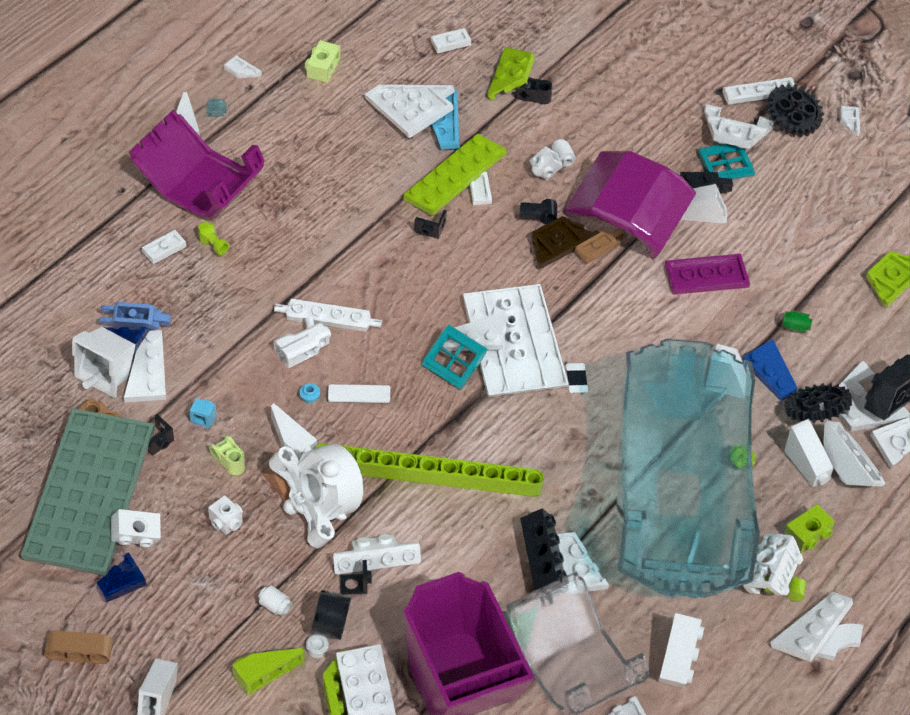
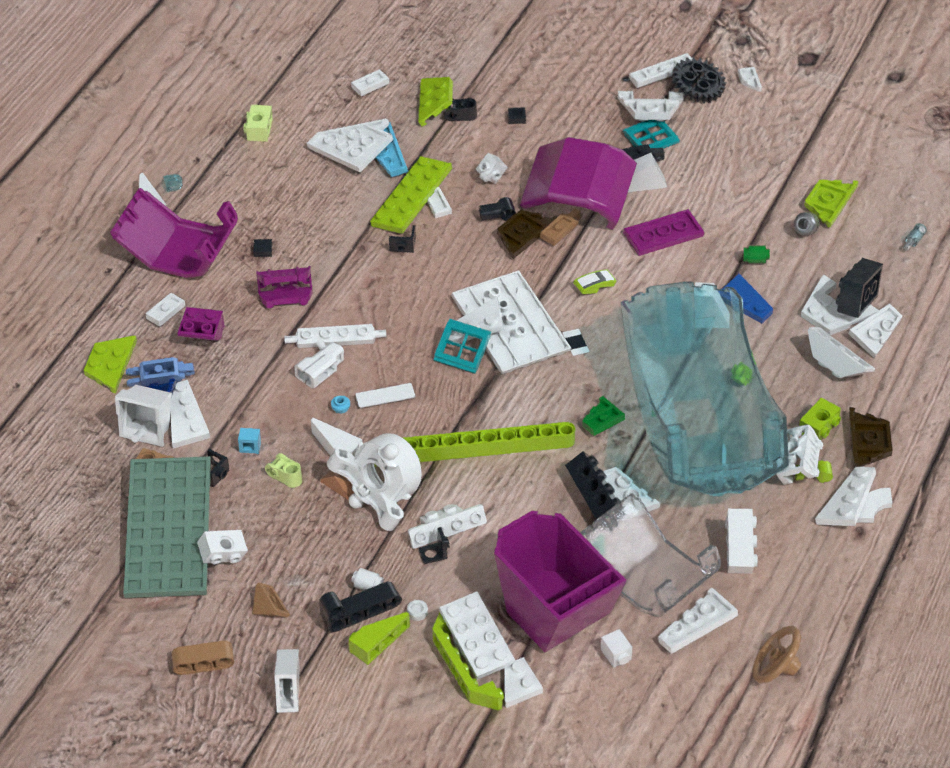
camera: 10 degrees left, 5 degrees down
(91, 290) = (109, 361): none -> lime wing
(121, 579) = (222, 594): clear blue wing -> none
(166, 599) = (268, 602): none -> medium nougat slope
(194, 273) = (202, 324): none -> magenta slope
(208, 236) = (201, 293): lime leg -> none
(225, 515) = (299, 520): white brick -> none
(241, 68) = (184, 145): white tile -> none
(256, 628) = (358, 607): none -> black beam
(285, 200) = (263, 247): none -> black tile
(293, 249) = (285, 293): none -> magenta piece
(331, 614) = (422, 579): black brick -> none
(564, 152) = (505, 155): white brick -> none
(578, 471) = (602, 417): none -> green wing
(592, 109) = (517, 115): none -> black tile
(612, 314) = (593, 281): none -> slope
(808, 454) = (800, 359): white slope -> none
(818, 403) = (796, 315): black gear -> none
(857, 562) = (869, 438): none -> dark brown wing
(861, 298) = (806, 223): none -> flat silver head

